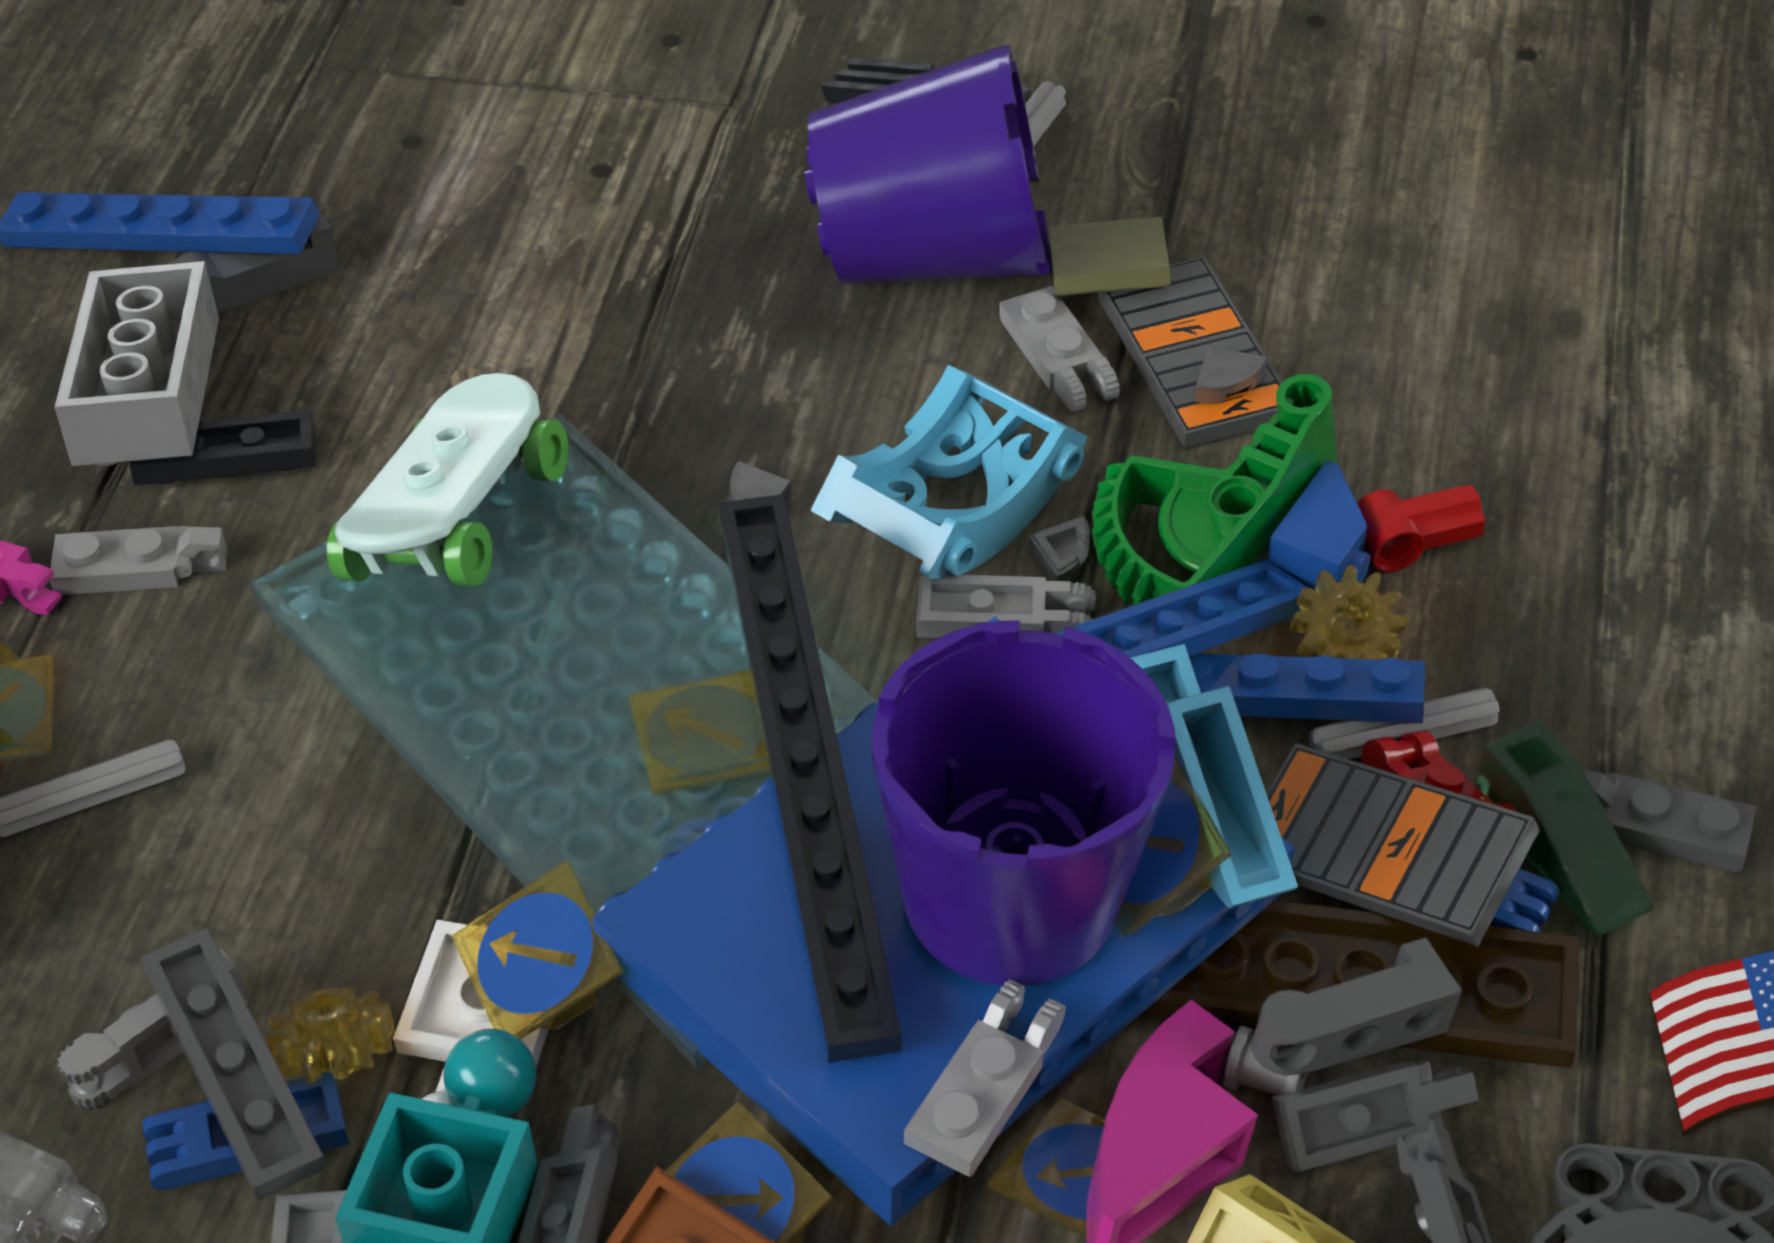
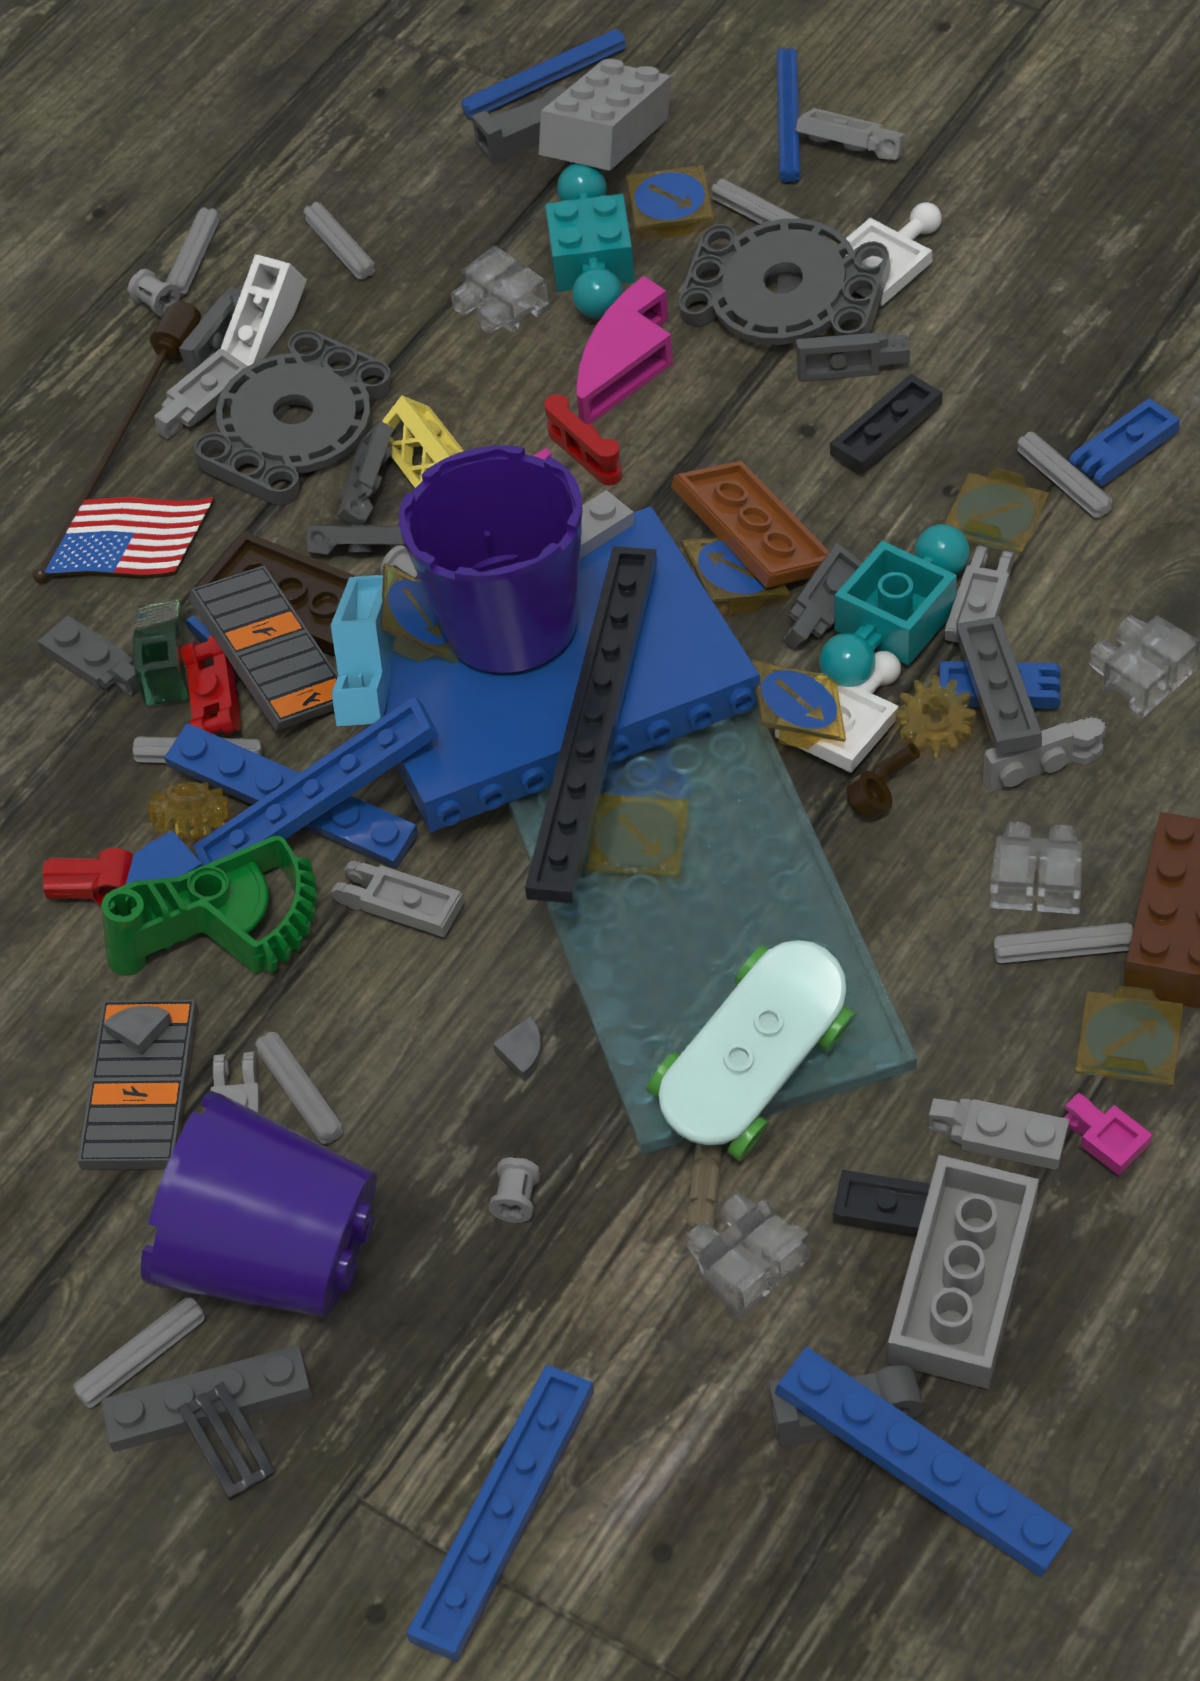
camera: 155 degrees left, 5 degrees up
(135, 862) = (1055, 859): none -> clear hips
(397, 356) = (749, 1253): none -> clear hips
(401, 904) = (868, 791): none -> dark brown plate
(576, 115) = (500, 1513): none -> blue plate
(690, 348) = (514, 1190): none -> light grey bush
(954, 541) = (338, 978): medium azure fence -> none
(1055, 407) = (299, 1088): none -> light grey axle
(1062, 549) = (330, 943): flat silver tile -> none
(1109, 256) = (132, 1172): olive tile -> none
(1358, 1015) = (347, 548): dark grey leg -> none

